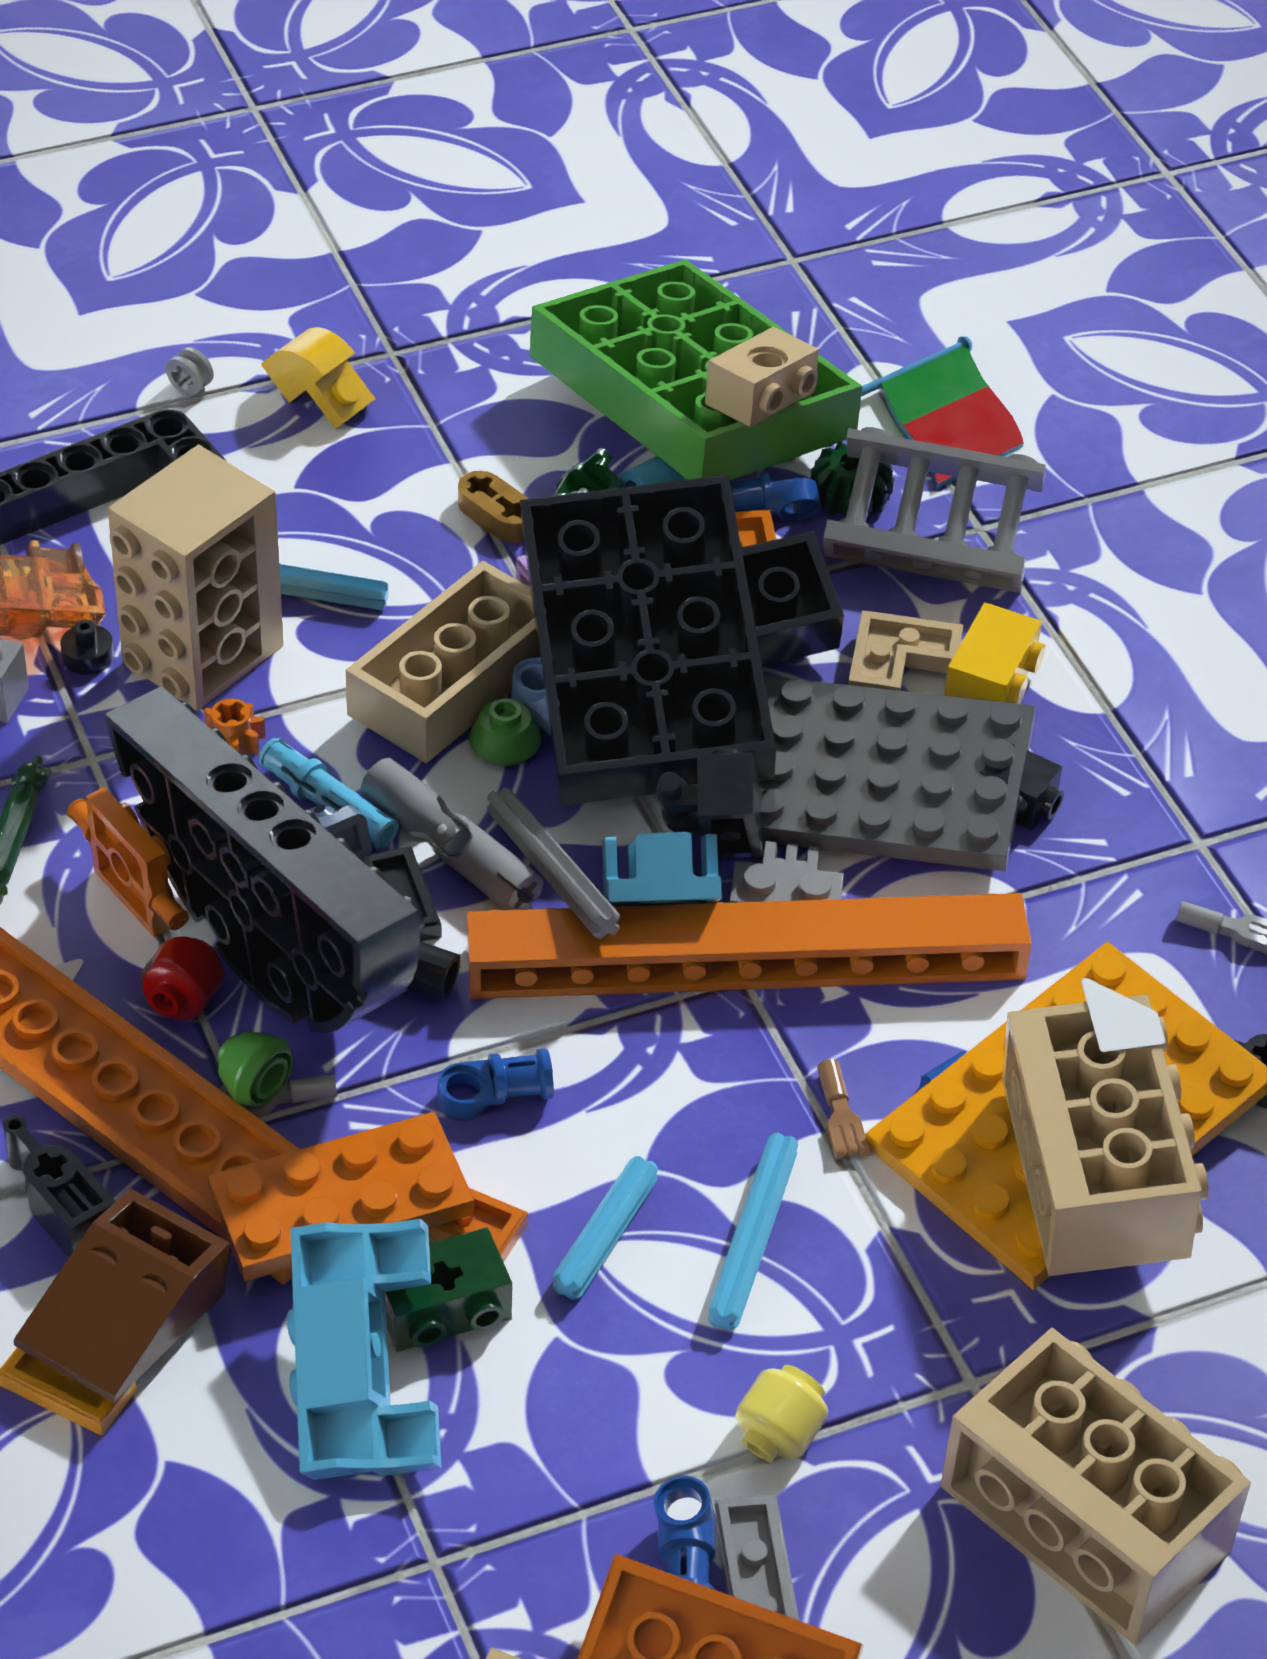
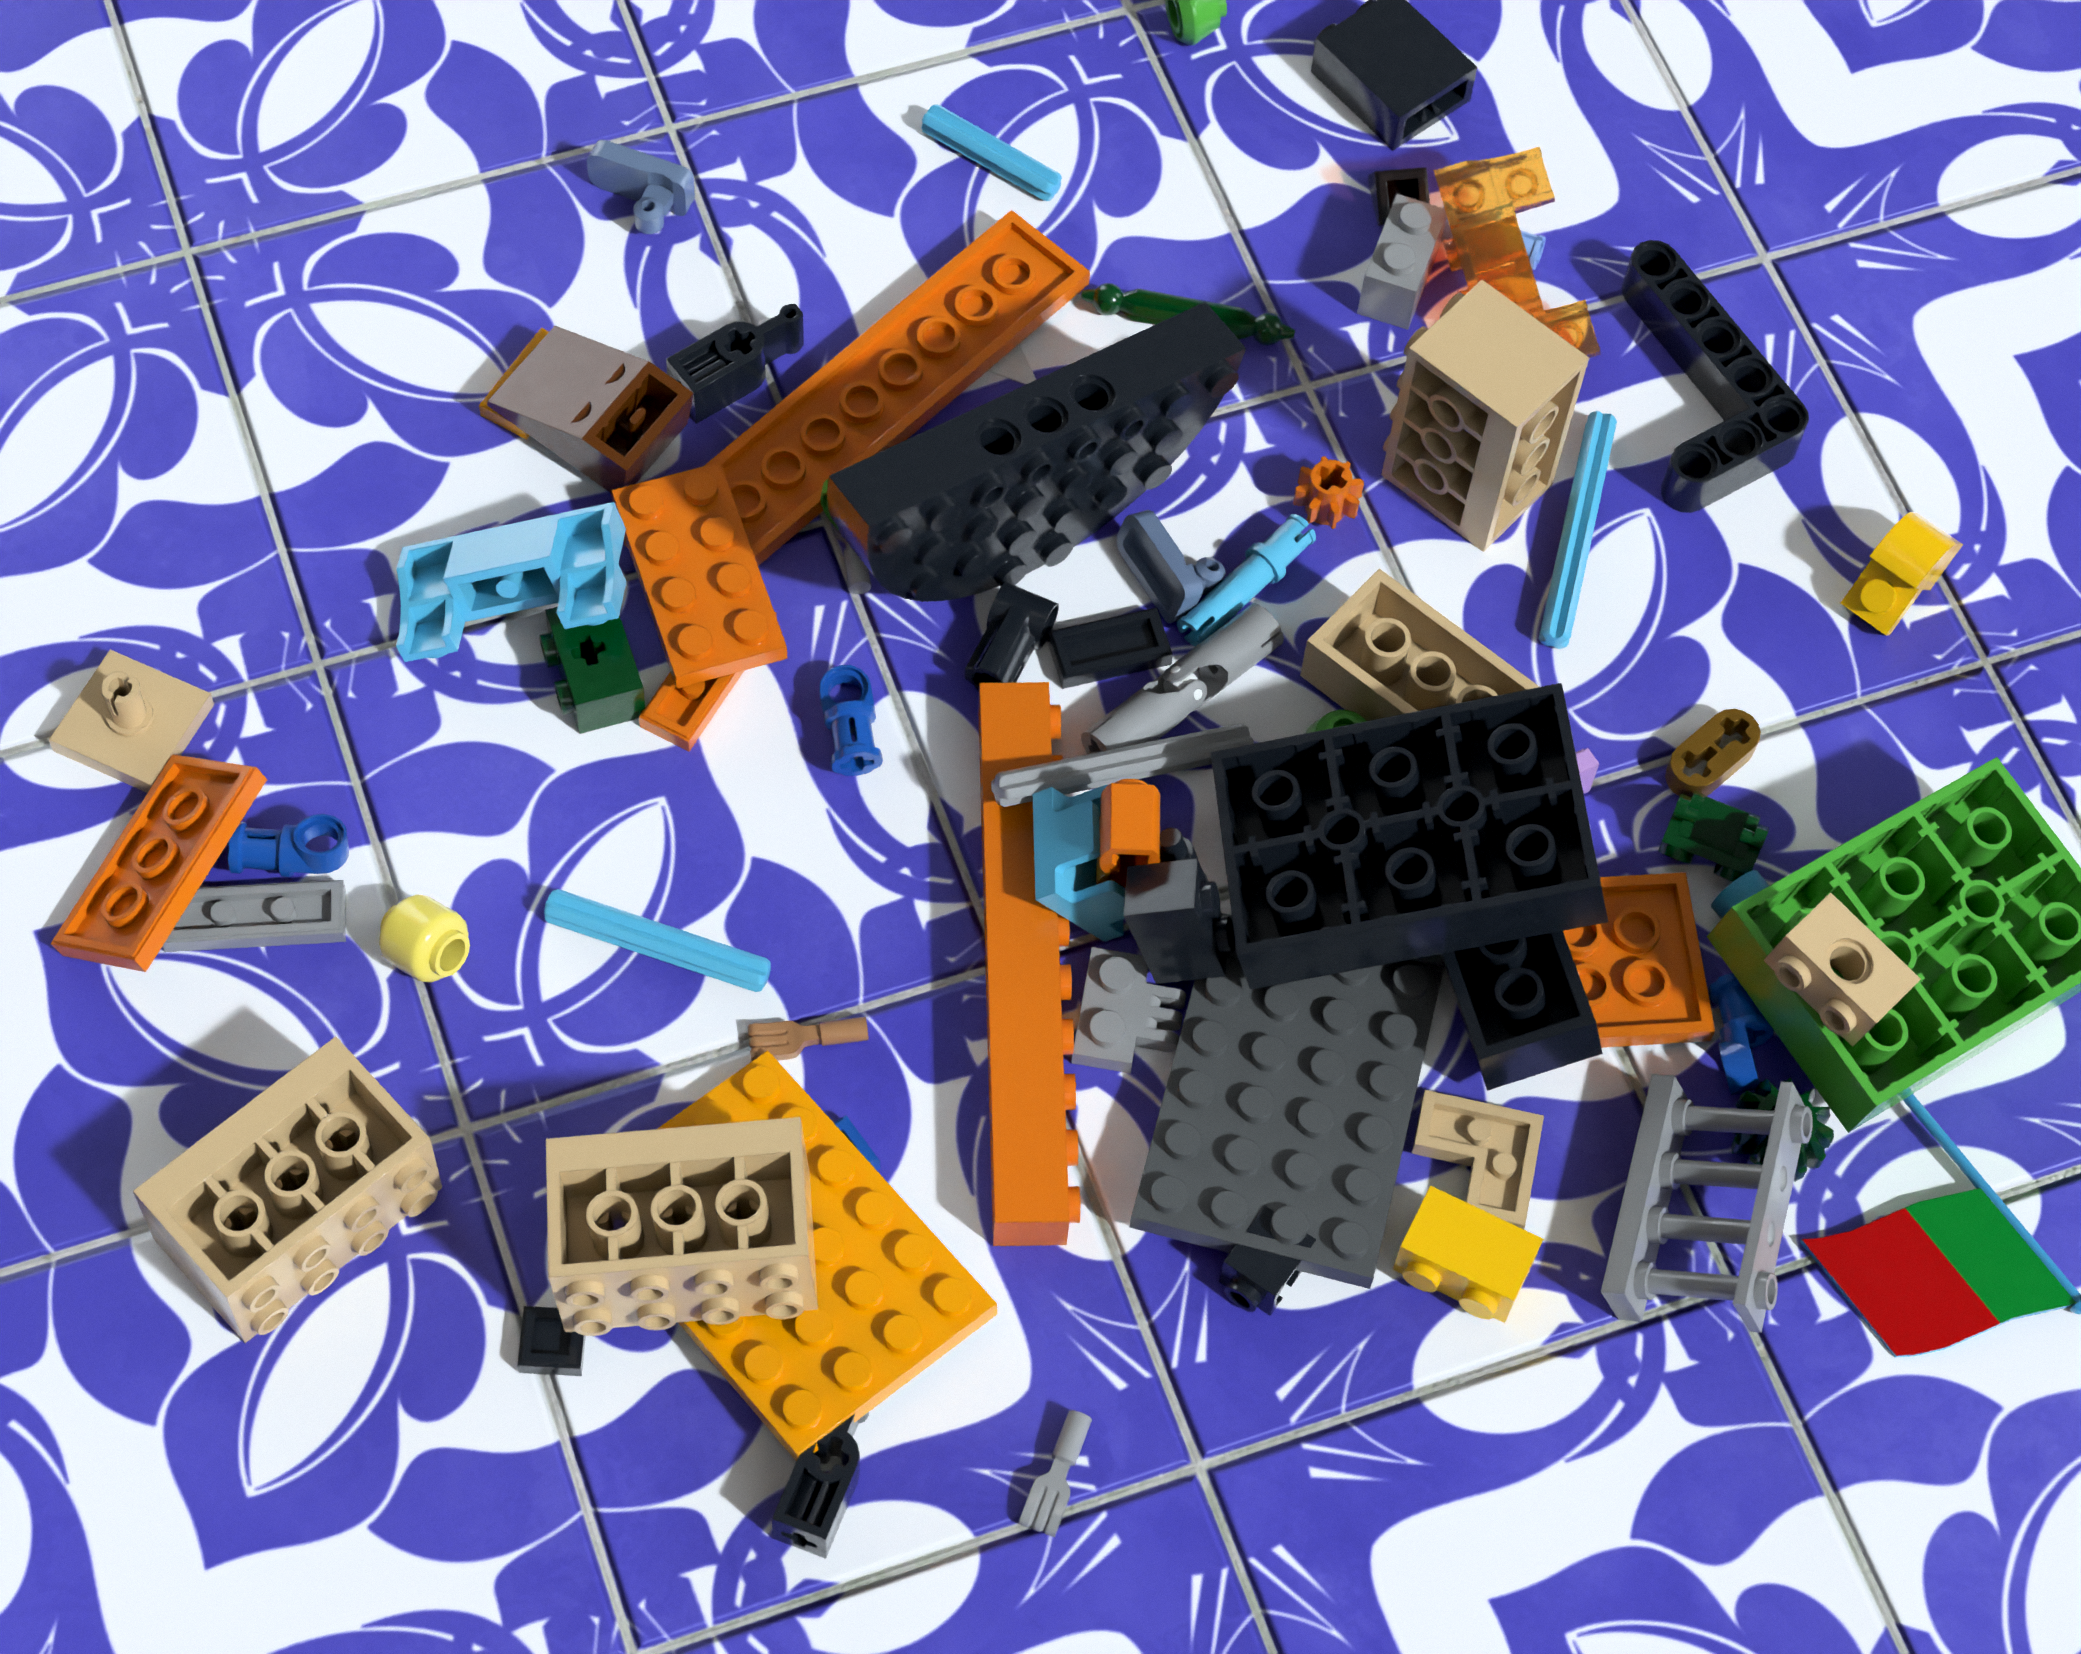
camera: 90 degrees right, 15 degrees up
(189, 371) = (1904, 450): light grey bush -> none
(605, 1228) = (670, 810): medium azure axle -> none
(657, 806) = (1127, 829): none -> orange brick
(1119, 1020) = (774, 1223): white sticker -> none
(1183, 1291) = (546, 1346): none -> black tile

